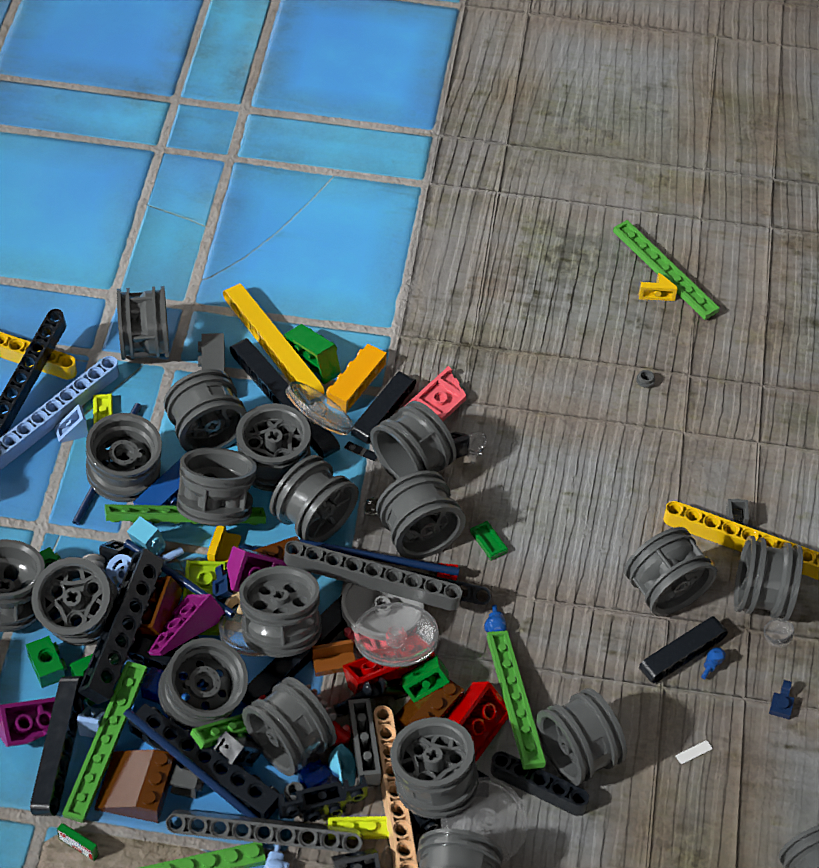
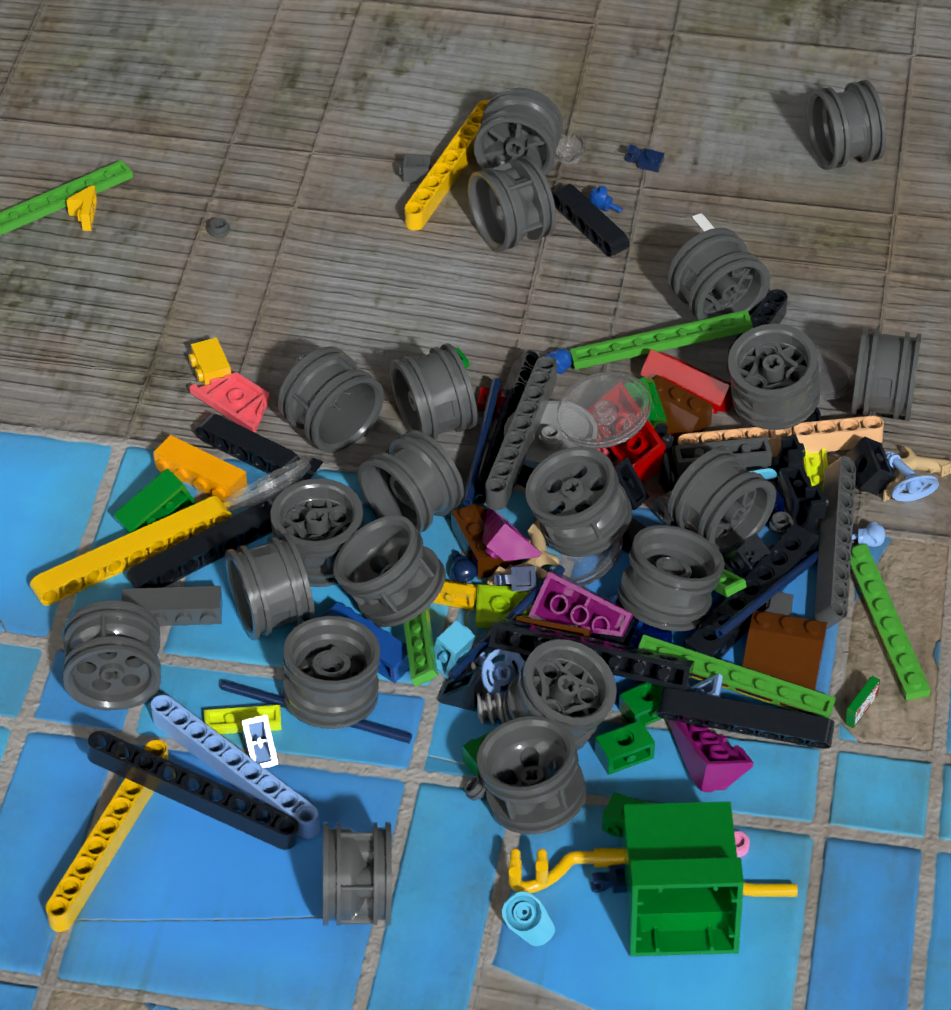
camera: 85 degrees left, 5 degrees down
(328, 665) = (631, 483): none -> black slope
(478, 378) = (209, 360): none -> yellow brick

